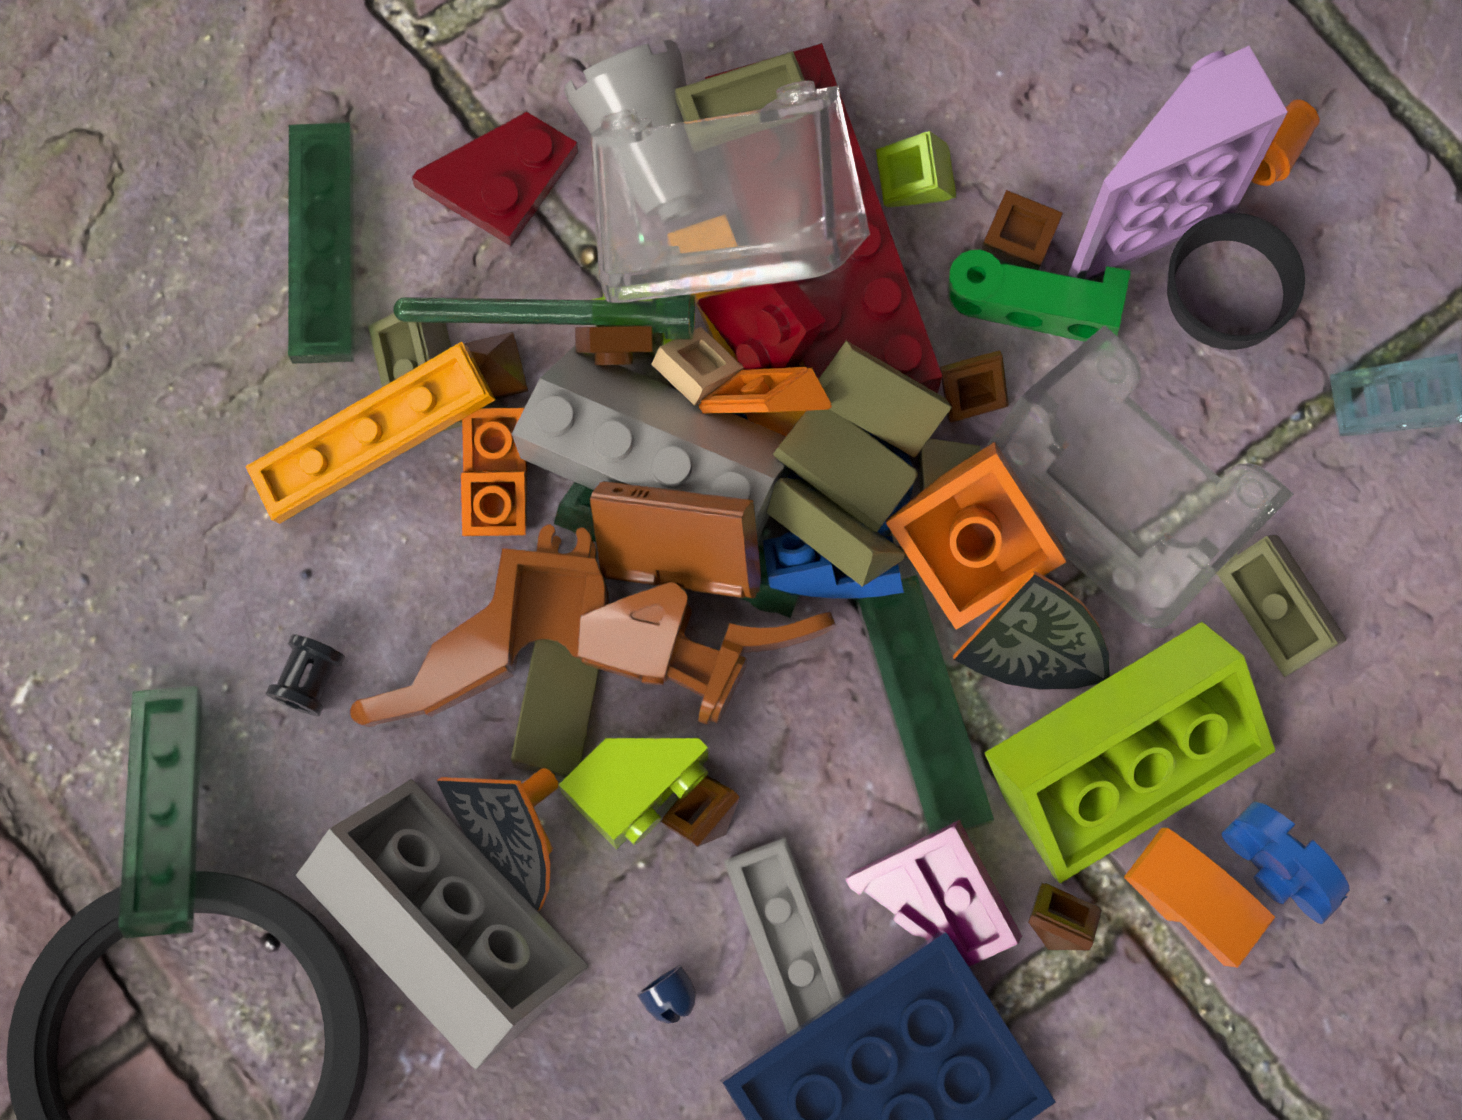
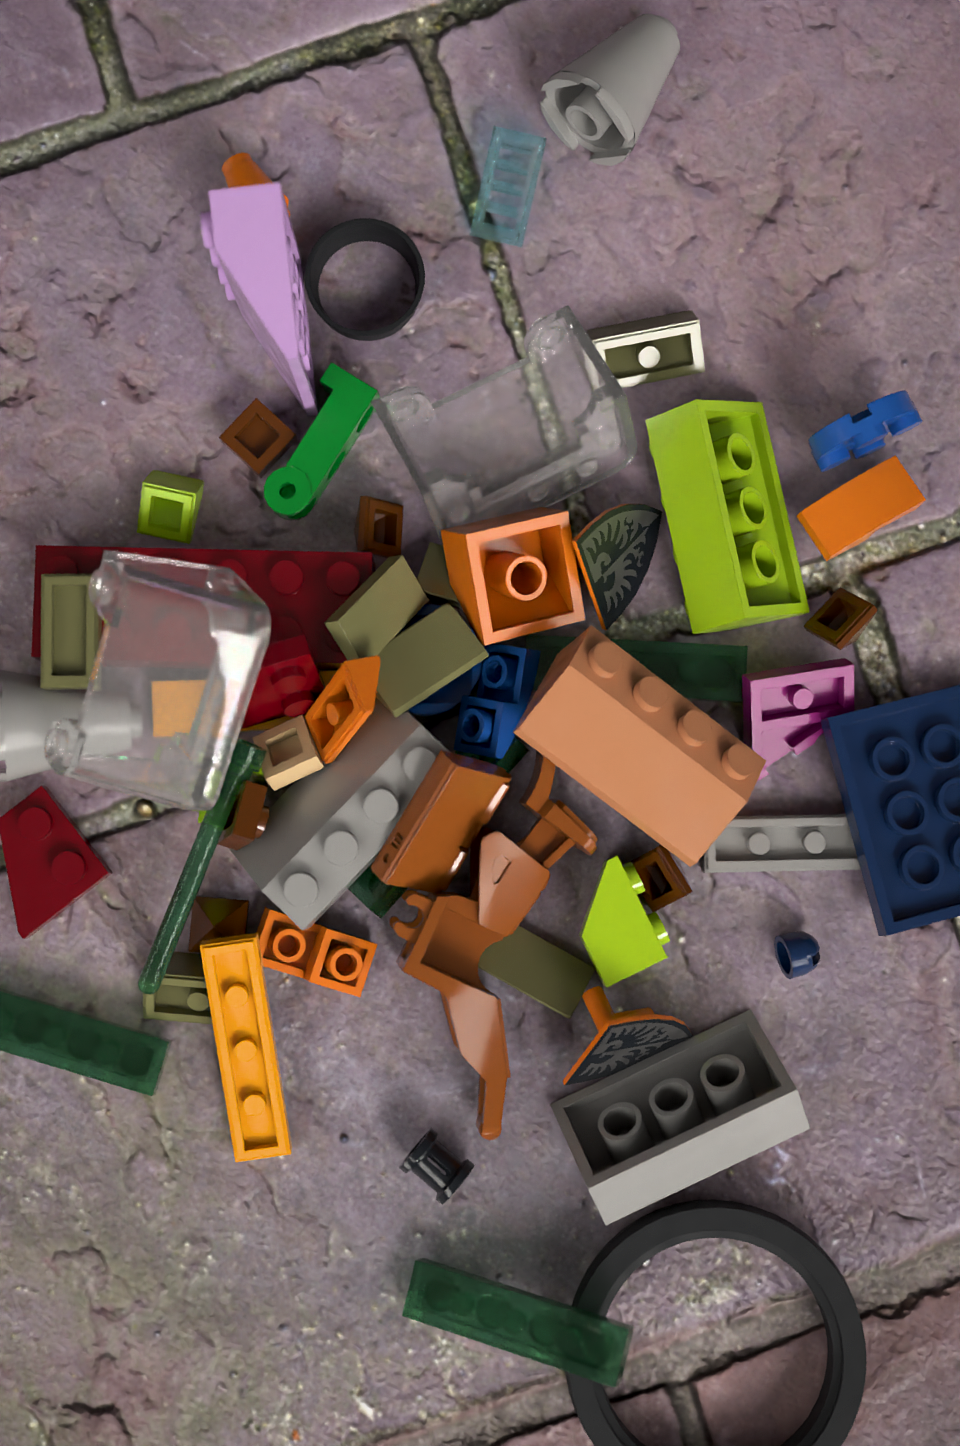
camera: 70 degrees left, 10 degrees up
(832, 531) = (476, 690): olive slope -> none
(836, 726) = (639, 745): none -> nougat slope

